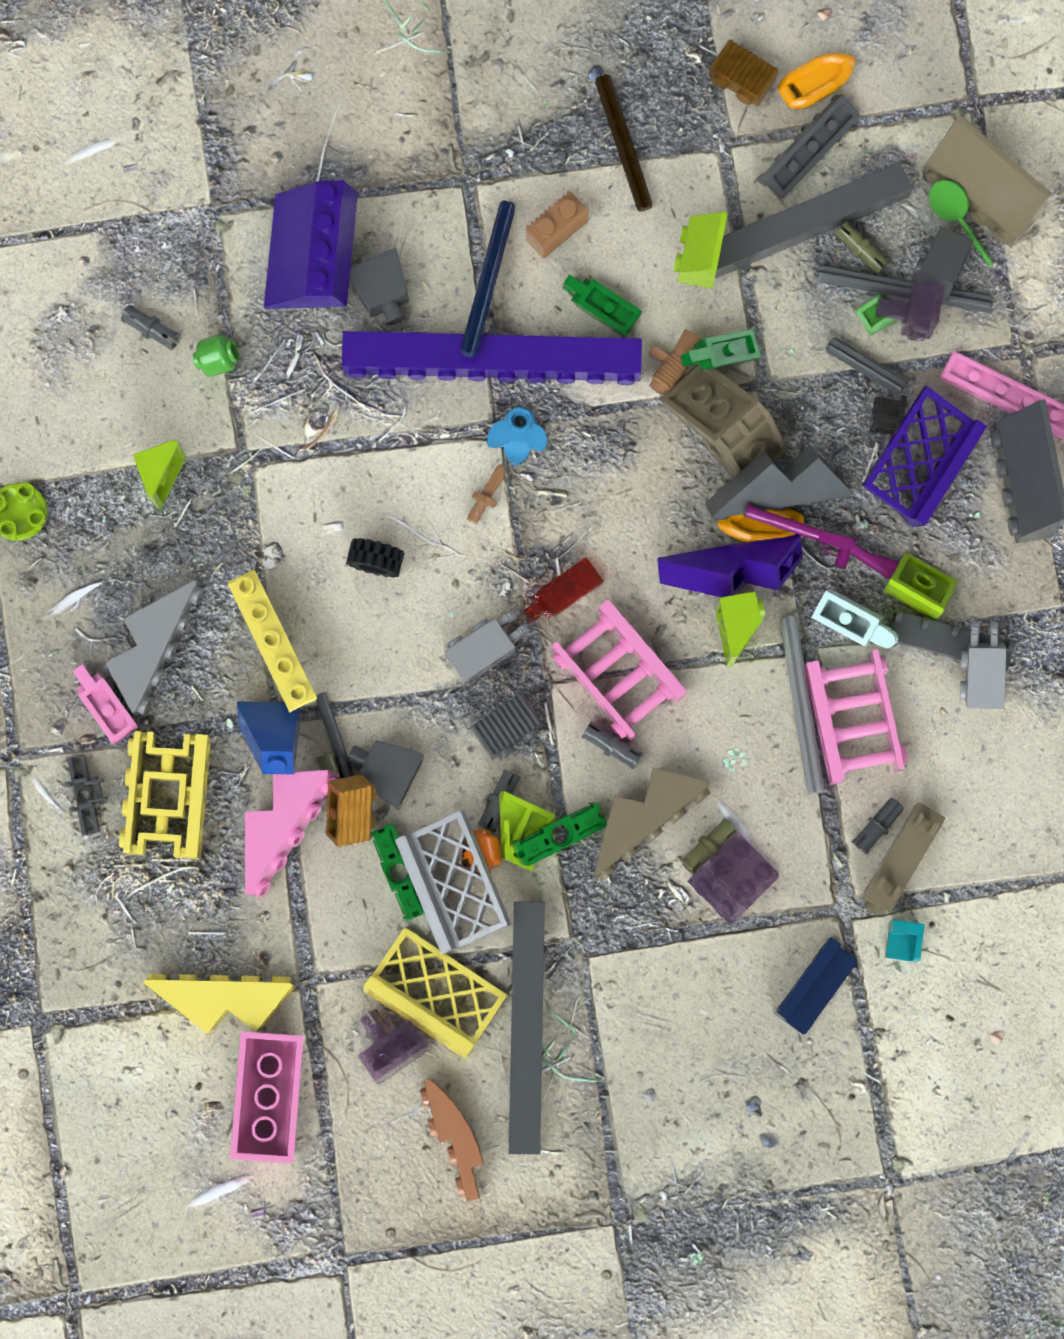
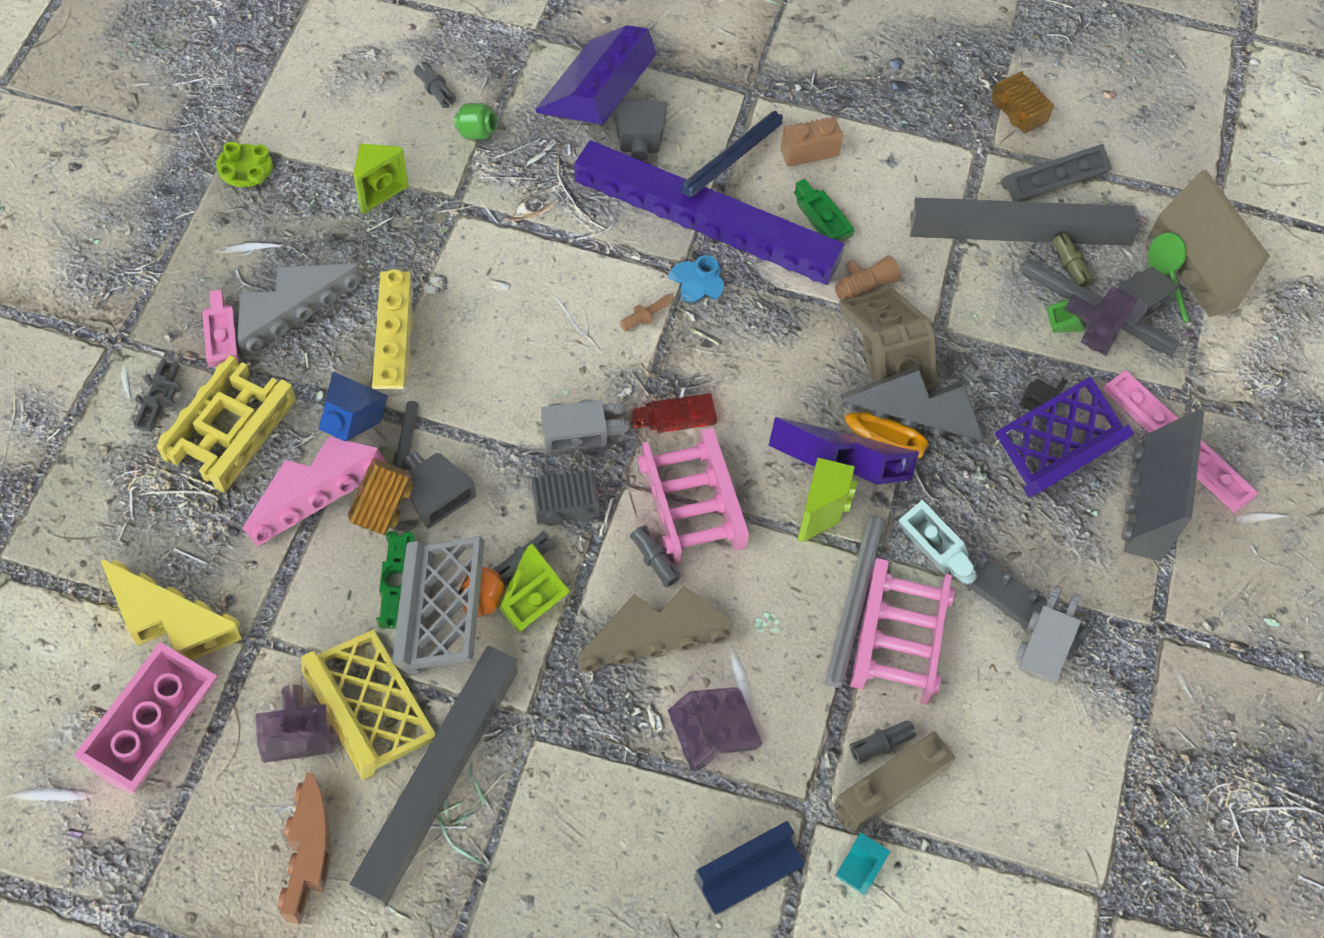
camera: 20 degrees right, 20 degrees down
(375, 557) = (521, 311): black tyre -> none
(541, 844) = (542, 608): green piece -> none
(623, 143) = (897, 114): dark brown axle -> none
(701, 249) = (930, 192): lime slope -> none
(708, 846) = (715, 680): olive pin -> none
(723, 350) = (912, 283): green hinge -> none
(816, 79) = (1083, 130): light orange piece -> none
(845, 545) = (956, 477): magenta piece -> none
(866, 365) = (1038, 350): dark grey axle -> none
(920, 586) = (1013, 546): lime slope -> none

